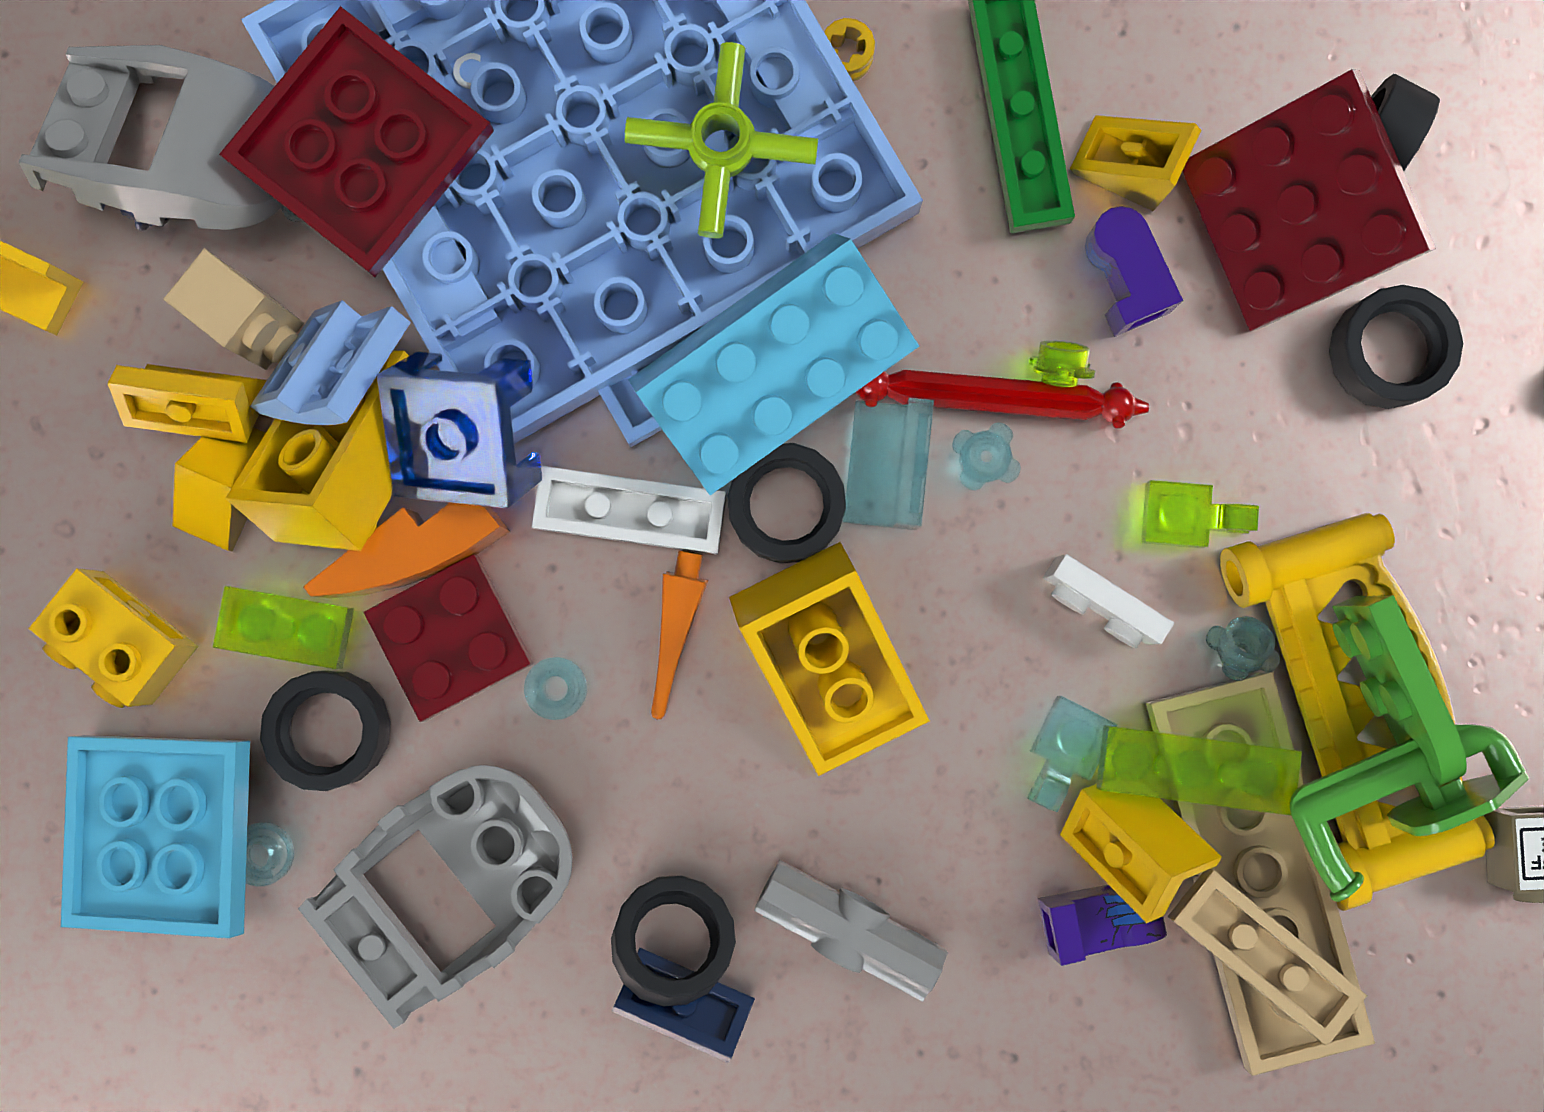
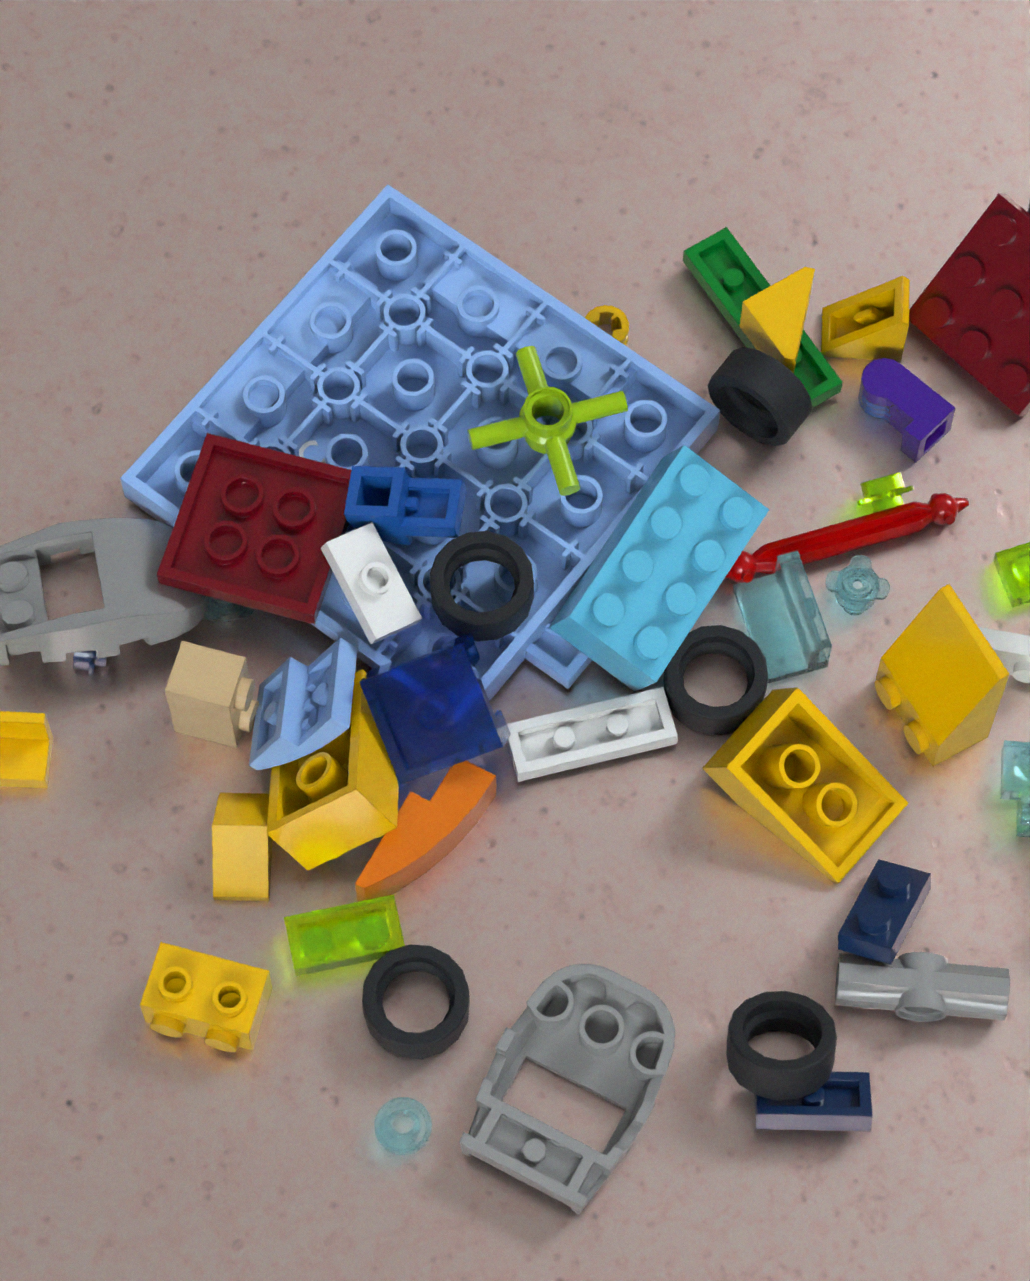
camera: 25 degrees left, 20 degrees down
(156, 835) = (310, 1136): medium azure plate -> none
(185, 401) = (194, 782): yellow panel -> none
(447, 257) = (371, 583): none -> white plate
(448, 638) = (484, 894): dark red plate -> none
(517, 179) = (403, 504): none -> blue brick
(536, 692) = (595, 882): clear light blue plate -> none
(562, 259) = (482, 547): none -> black tyre
(680, 602) = (662, 787): orange piece -> none
(846, 838) = (884, 911): none -> dark blue plate
(975, 199) = (760, 396): none -> black tyre
(1019, 618) = (942, 679): none -> yellow slope
(1033, 117) = (777, 316): none -> yellow slope

